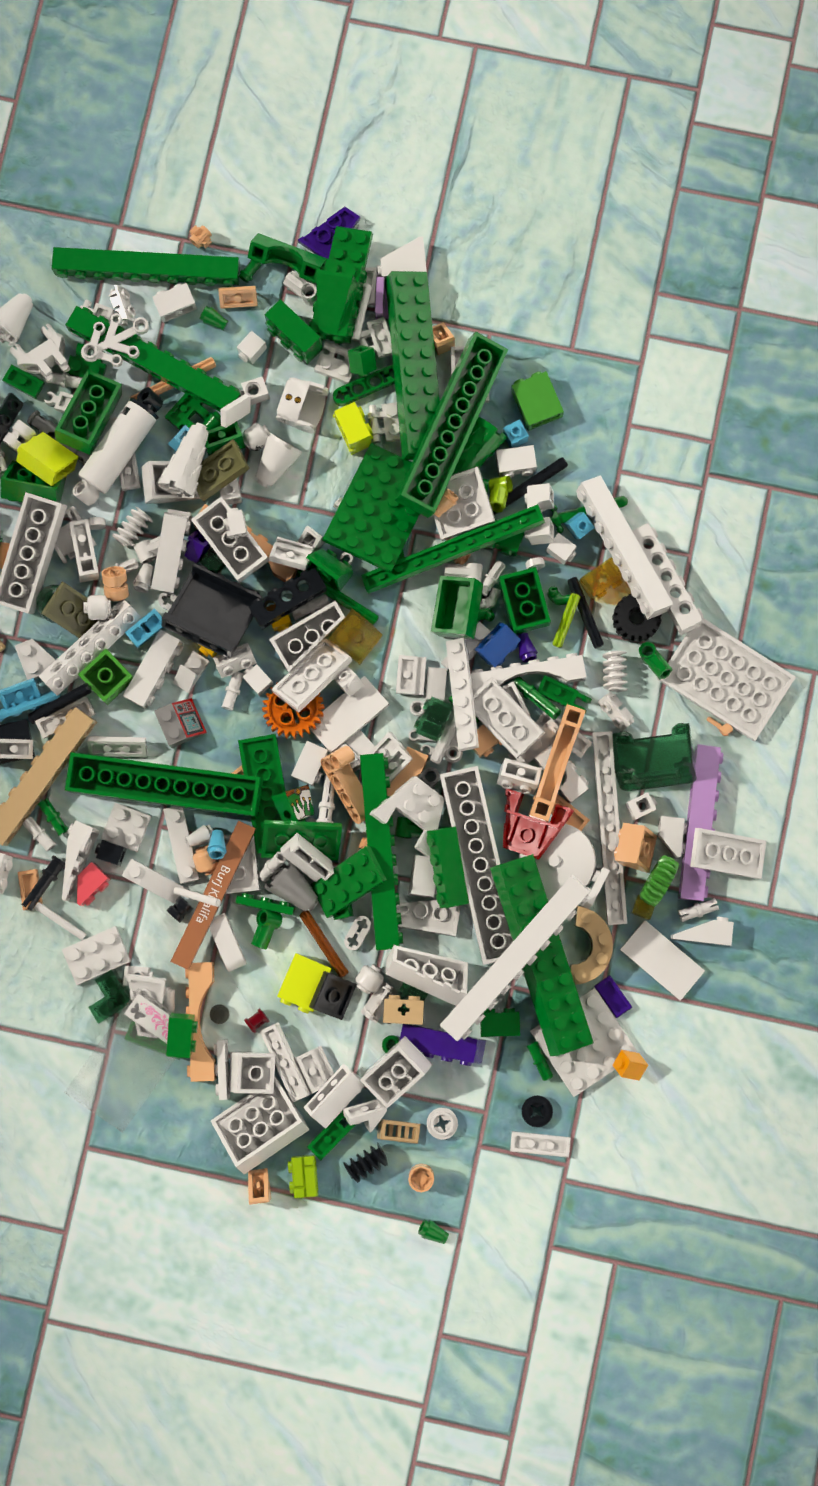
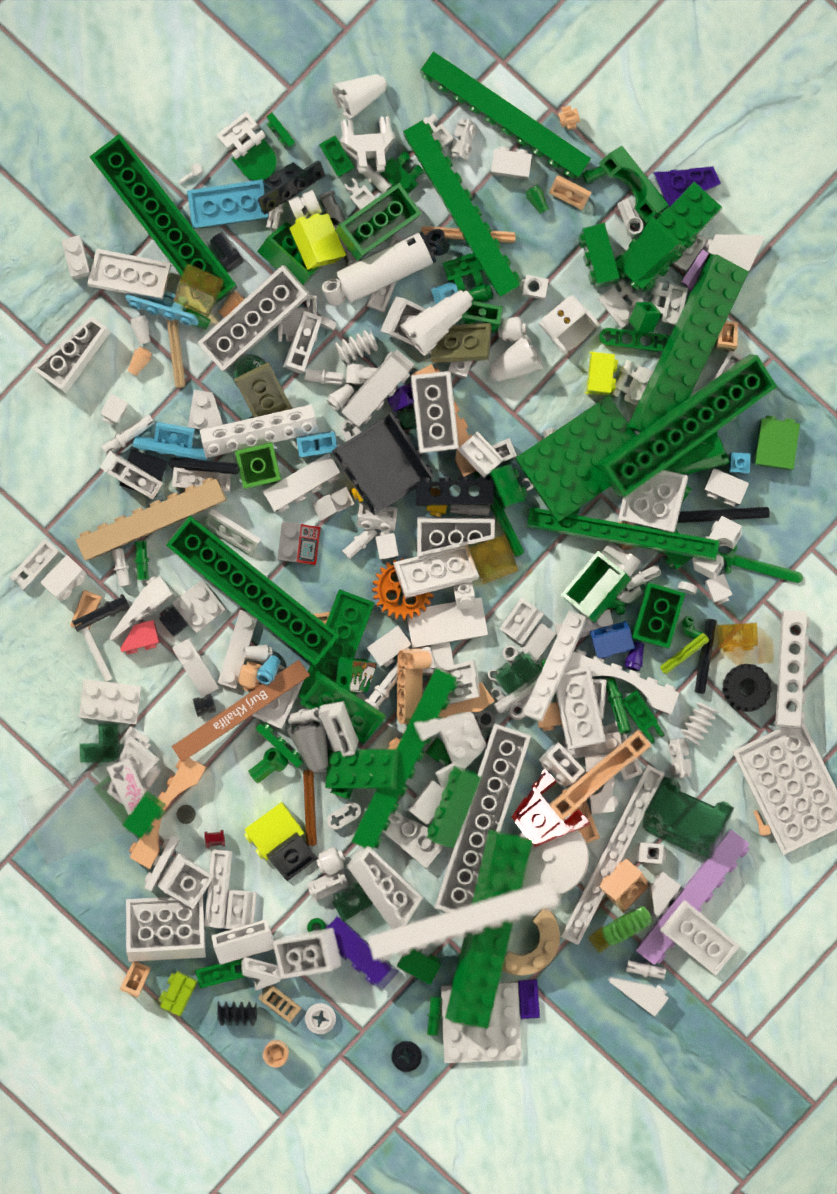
camera: 20 degrees right, 5 degrees up
(97, 607) = (285, 402): white head -> none
(113, 341) = (435, 172): white plant -> none
(115, 583) = (312, 388): light nougat wheel -> none
(197, 896) = (225, 704): white bar -> none
(227, 943) = (228, 758): white beam -> none
(235, 410) = (506, 298): white tile -> none
(235, 523) = (448, 403): white brick -> none
(251, 348) = (554, 246): white brick -> none
(362, 311) = (672, 271): white bar -> none
(392, 1015) = (333, 905): tan brick -> none
(431, 1231) = (258, 1103): green cone -> none
(447, 501) = (643, 491): light nougat cone -> none
(499, 491) = (696, 503): lime piece -> none
(540, 1144) = (392, 1085): white tile -> none
(579, 525) = (746, 577): medium azure brick -> none
(598, 878) = (575, 894): white wing -> none
(624, 547) = (772, 620): white brick -> none
(630, 1065) = (508, 1065): light orange brick -> none
(655, 660) = (739, 736): green piece -> none
(662, 960) = (589, 993): white tile -> none

